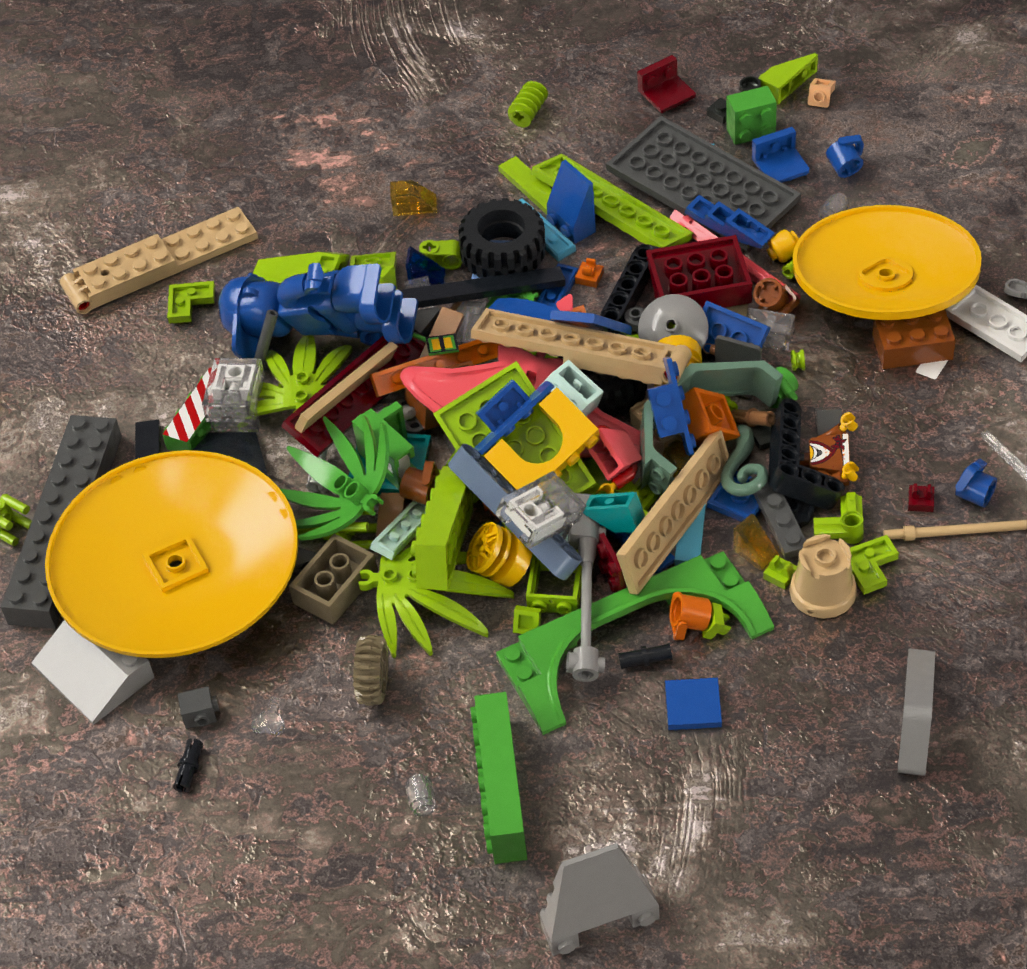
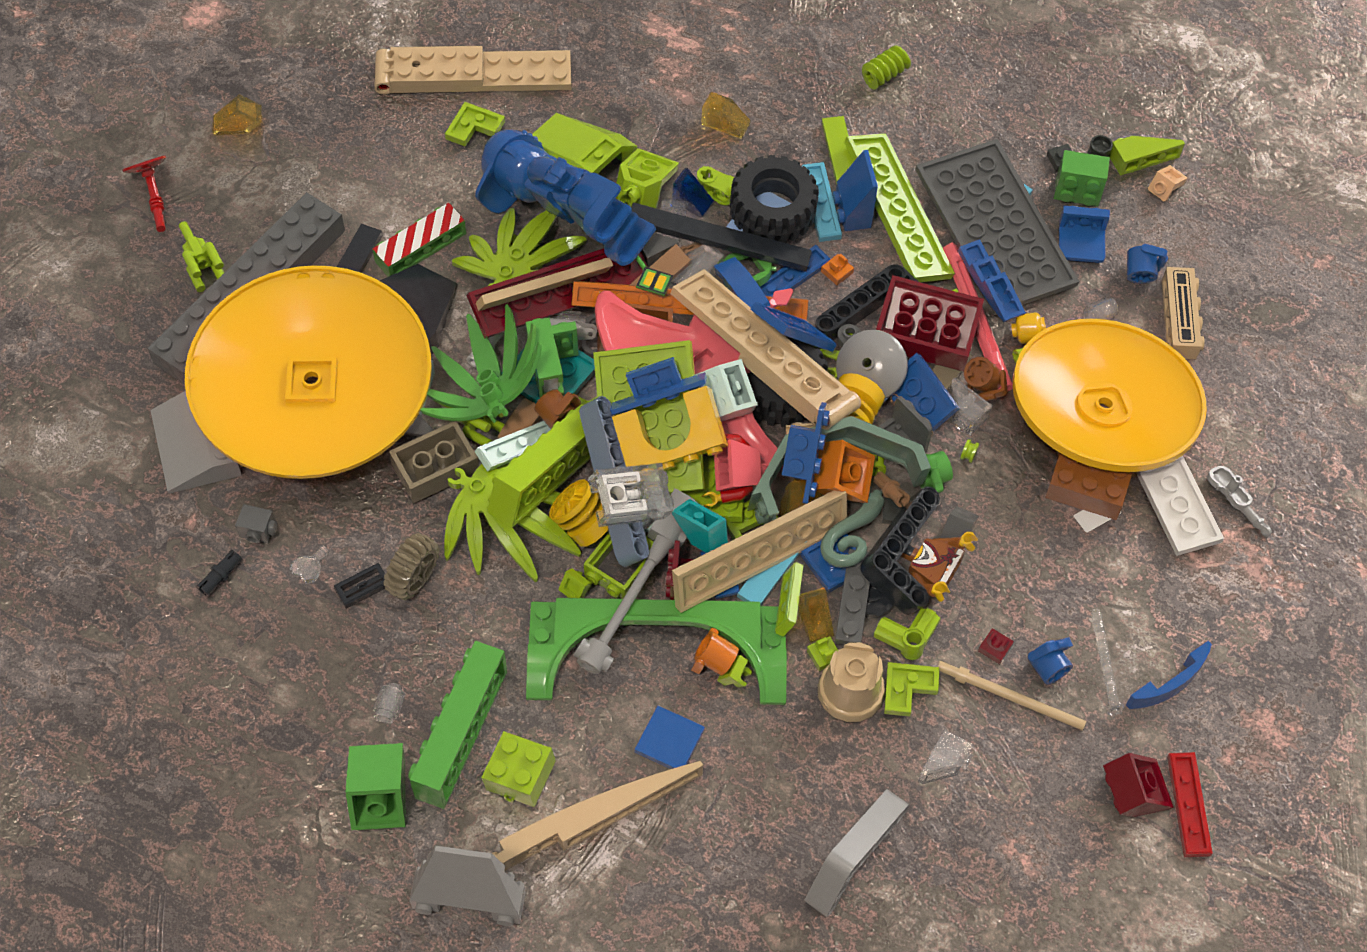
camera: 20 degrees right, 10 degrees up
(233, 394) = (451, 240): clear brick -> none
(266, 335) = (506, 201): dark grey piece -> none
(341, 706) = (363, 589): none -> black tile
(456, 867) = (376, 786): none -> bright green slope
(577, 789) = (518, 769): none -> lime brick
(645, 656) = (655, 673): black pin -> none
(663, 86) = (1023, 107): dark red bracket -> none
(672, 788) = (592, 814): none -> tan slope
(725, 540) = (789, 599): none -> lime tile
(899, 178) = (1181, 311): none -> tan brick
(941, 601) = (946, 759): none -> clear slope

